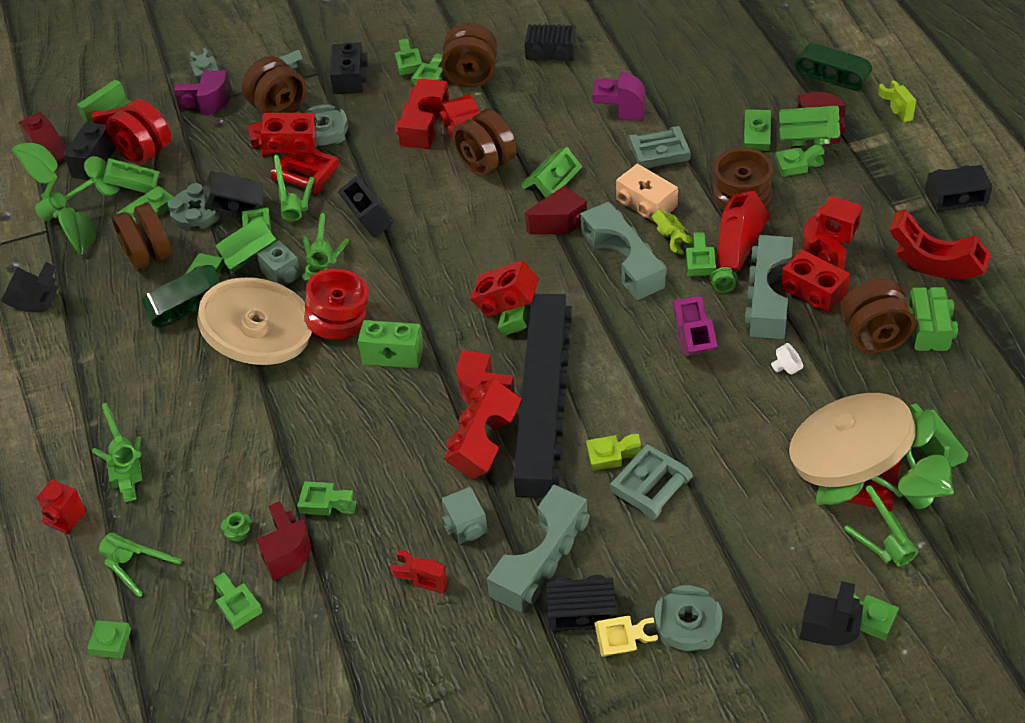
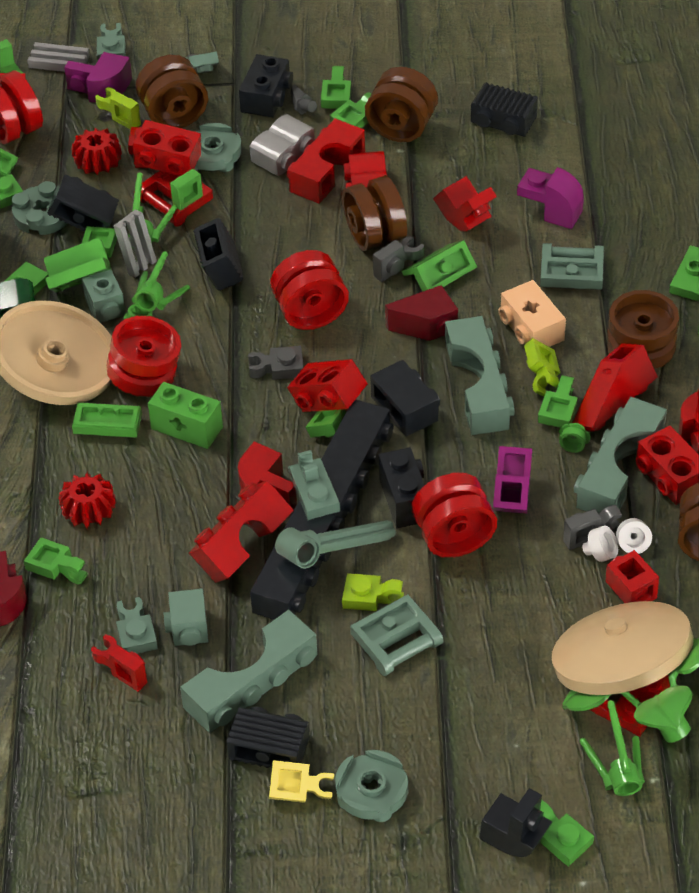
camera: 15 degrees right, 0 degrees up
(160, 86) = (55, 56): none -> light grey tile
(225, 150) = (96, 151): none -> red gear
(235, 112) = (123, 109): none -> lime plate
(291, 213) = (138, 239): none -> light grey tile
(318, 160) = (186, 189): none -> bright green plate
(322, 366) = (107, 420): none -> bright green plate
(332, 438) = (87, 500): none -> red gear
(381, 110) = (281, 144): none -> light grey brick
(382, 73) = (302, 101): none -> dark grey bar
(418, 539) = (135, 628): none -> sand green plate
(452, 280) = (282, 363): none -> dark grey plate
(456, 215) = (309, 290): none -> red wheel
(511, 175) = (391, 258): none -> dark grey plate
(531, 374) = (313, 486): none -> sand green plate
(550, 425) = (306, 546): none -> sand green axle
(552, 122) = (463, 204): none -> red brick
(579, 282) = (407, 397): none -> black brick
(604, 356) = (400, 481): none -> black brick
(660, 366) = (454, 515): none -> red wheel
(765, 348) = (579, 525): none -> dark grey plate
(811, 346) = (633, 535): none -> white tile
(827, 380) = (632, 578): none -> red brick

